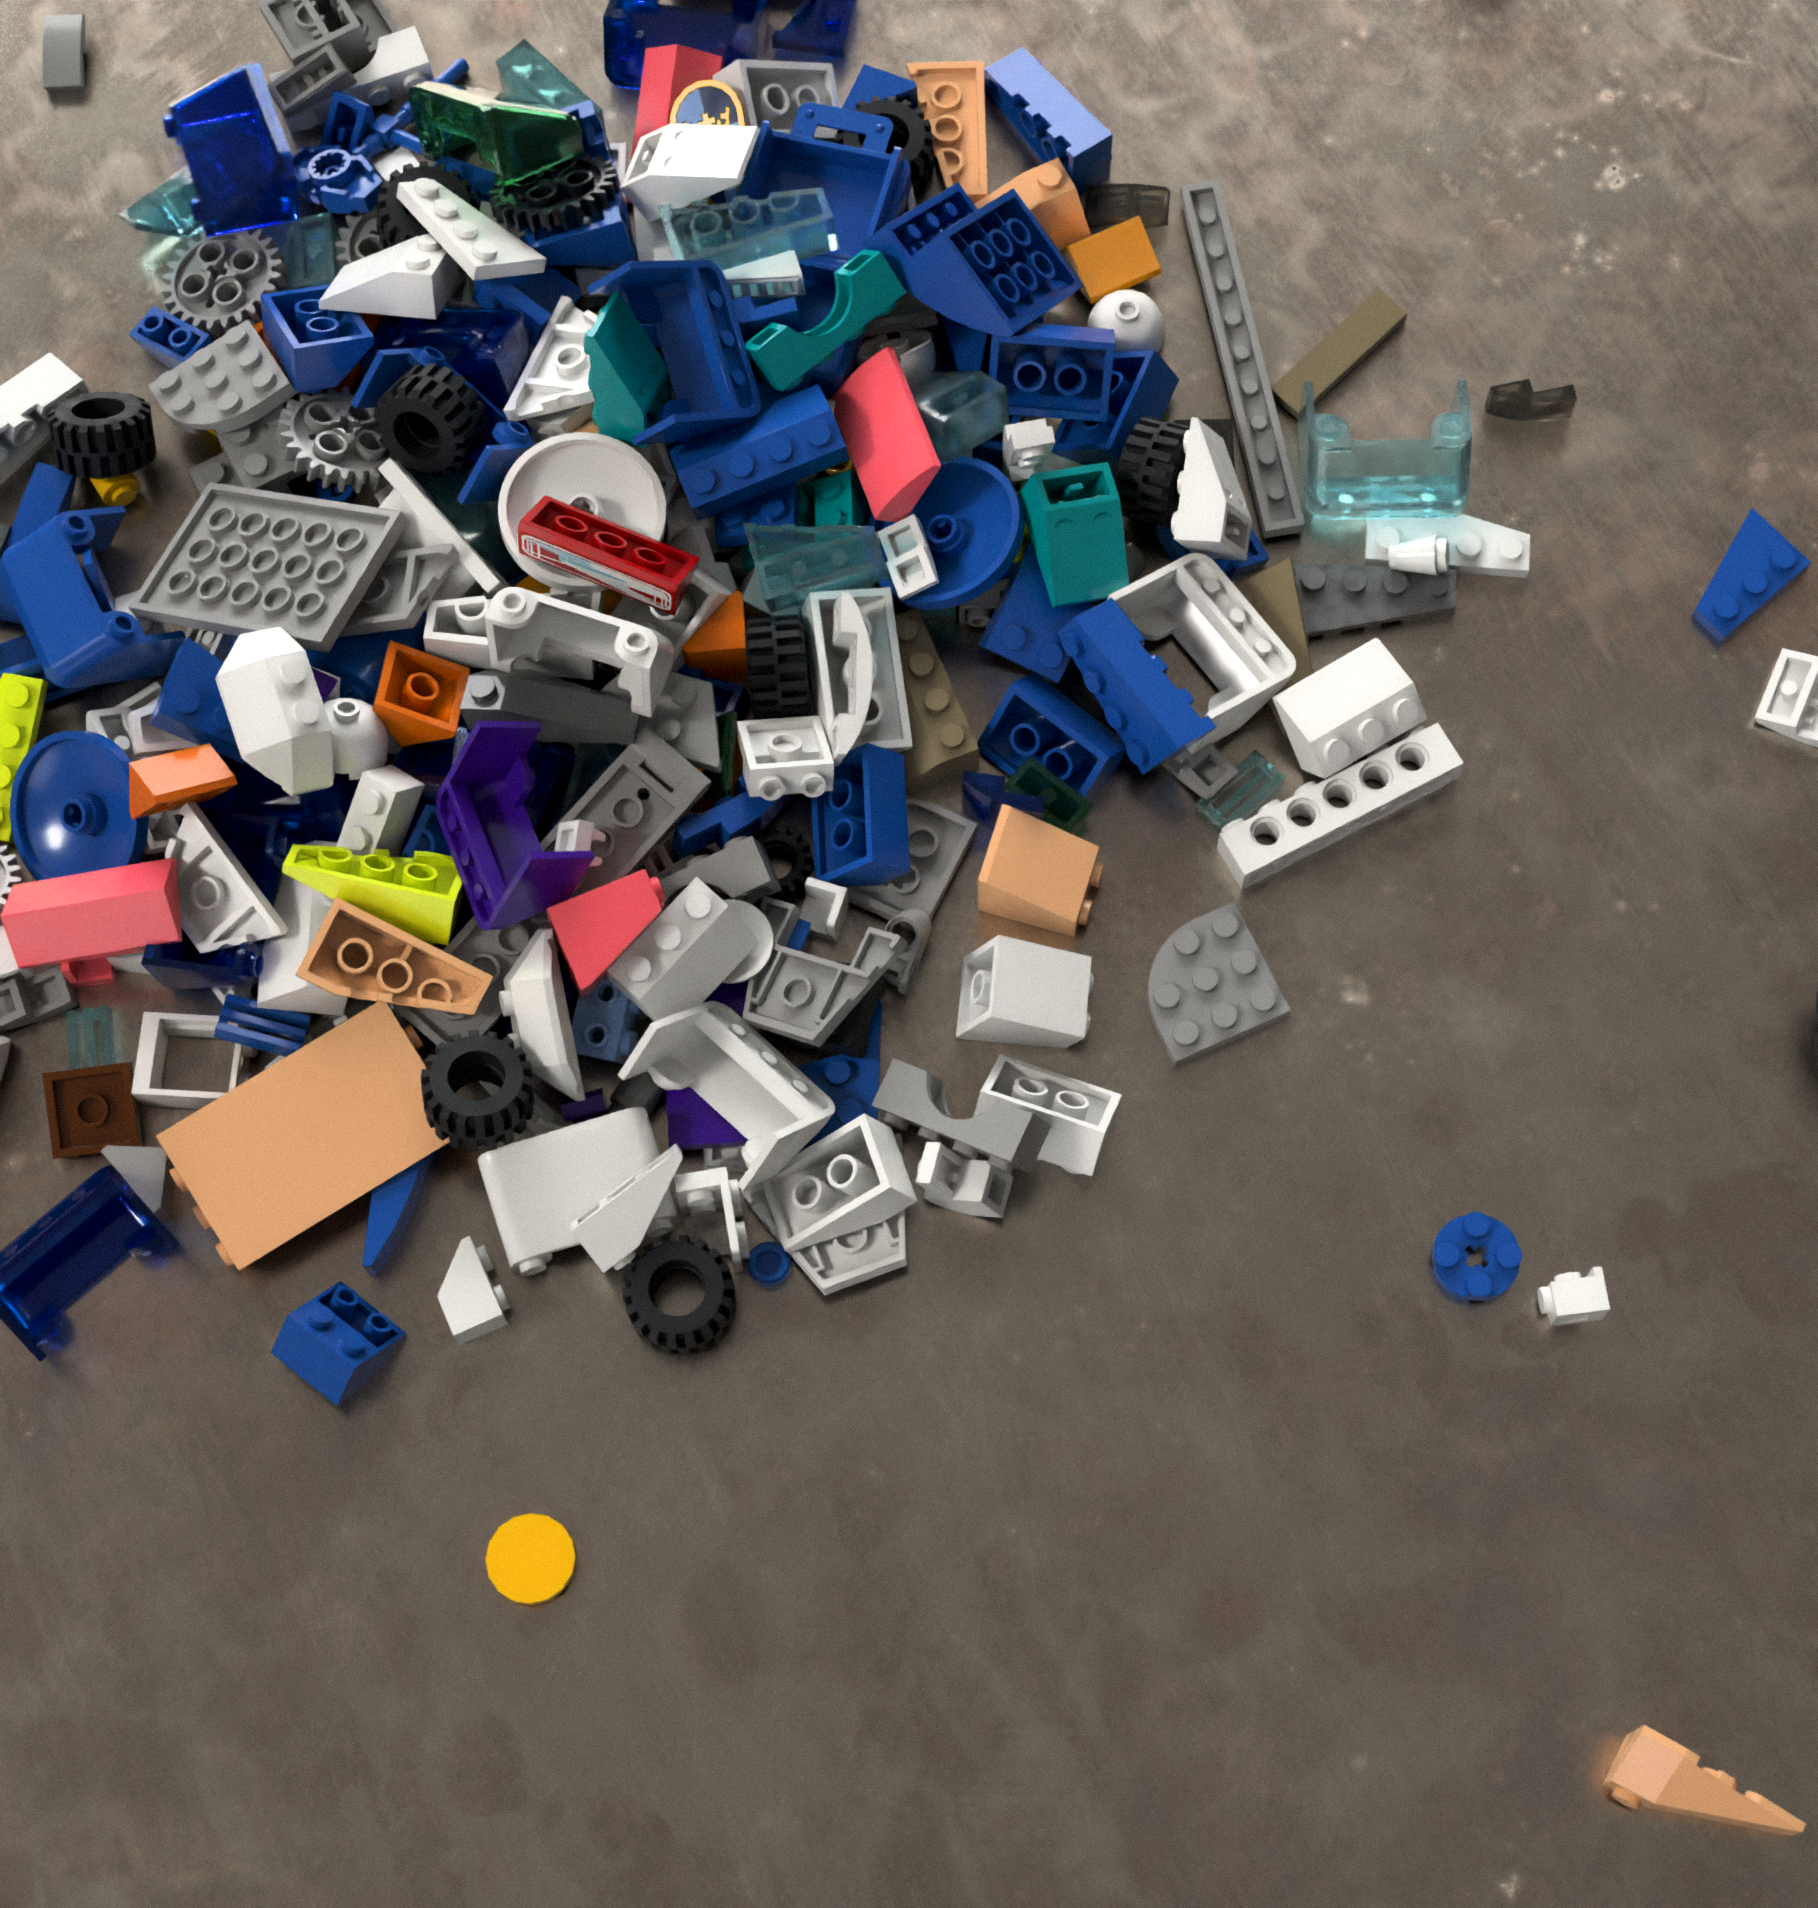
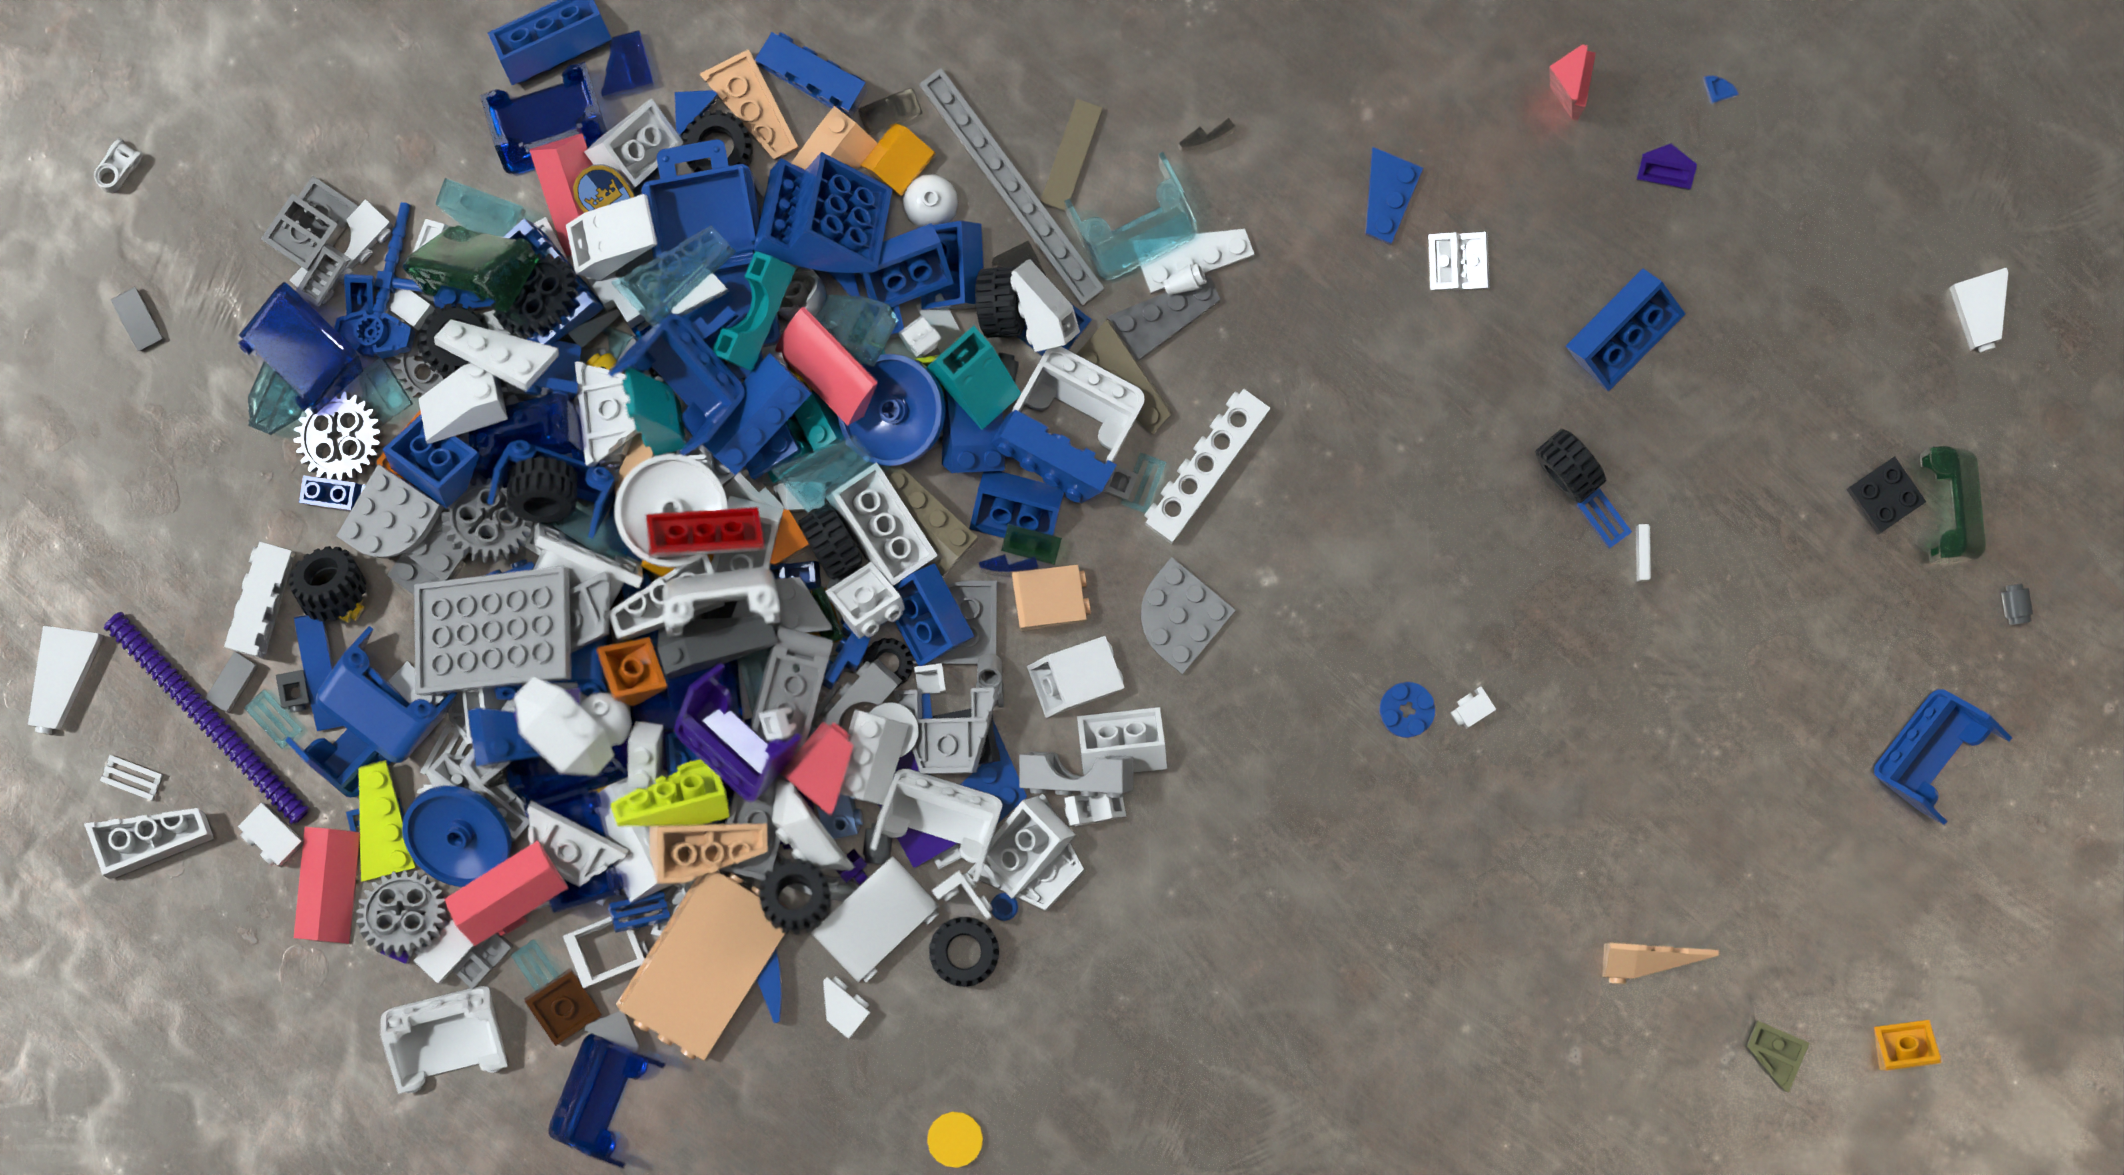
camera: 30 degrees left, 15 degrees up
(177, 778) = (521, 797): orange slope -> none
(336, 1342) = (780, 1071): blue slope -> none
(620, 1220) = (912, 927): white slope -> none
(851, 632) = (866, 505): white slope -> none
(908, 557) = (880, 439): white slope -> none
(1348, 709) = (1187, 405): white slope -> none

